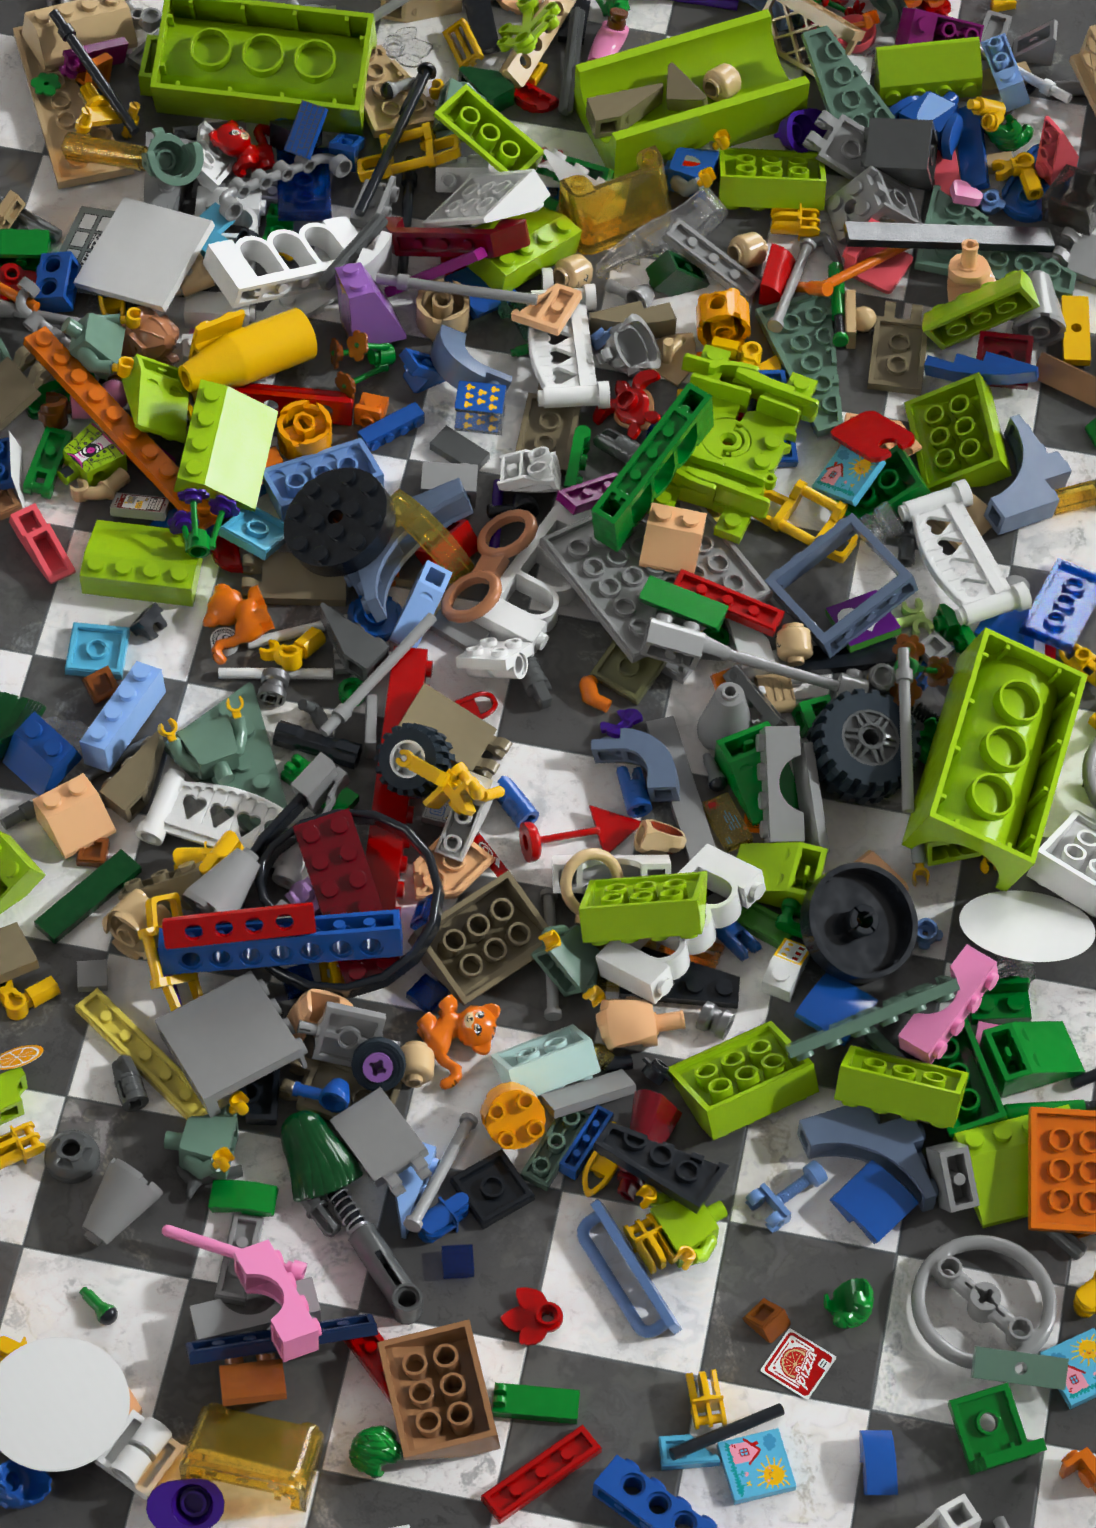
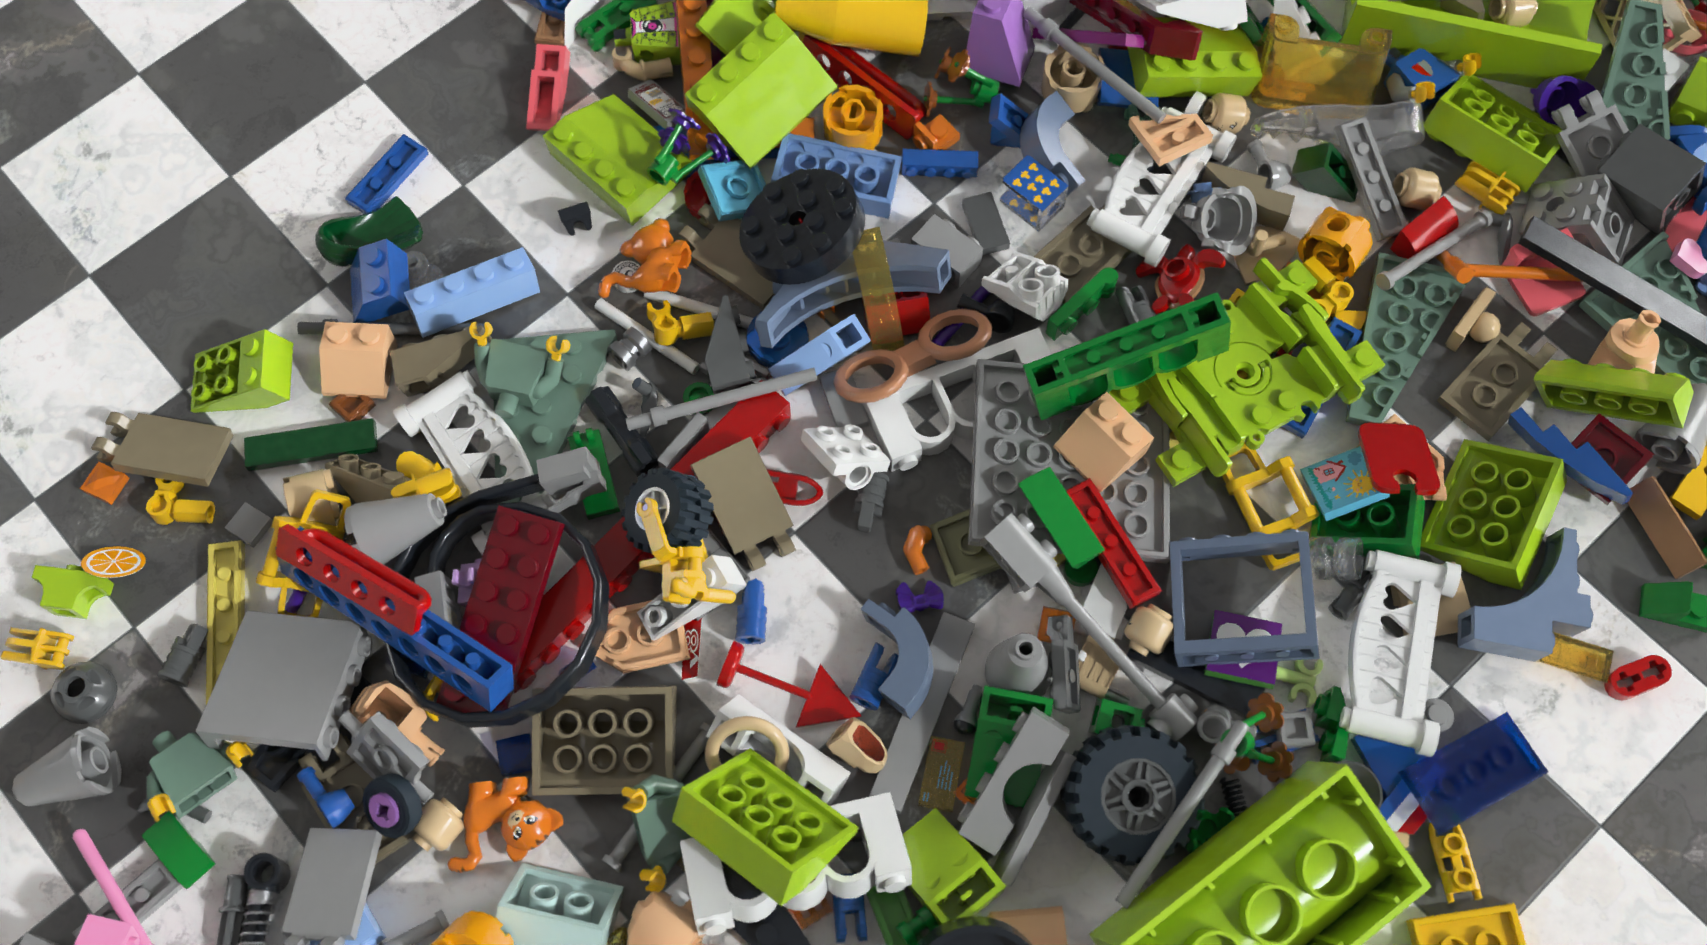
camera: 40 degrees right, 10 degrees up
(96, 647) = (515, 215): medium azure tile -> none
(100, 684) = (486, 247): dark orange tile -> none
(316, 1157) = (267, 860): dark green hair -> none
(584, 495) = (1049, 338): magenta hinge -> none
(837, 299) = (1443, 334): green piece -> none

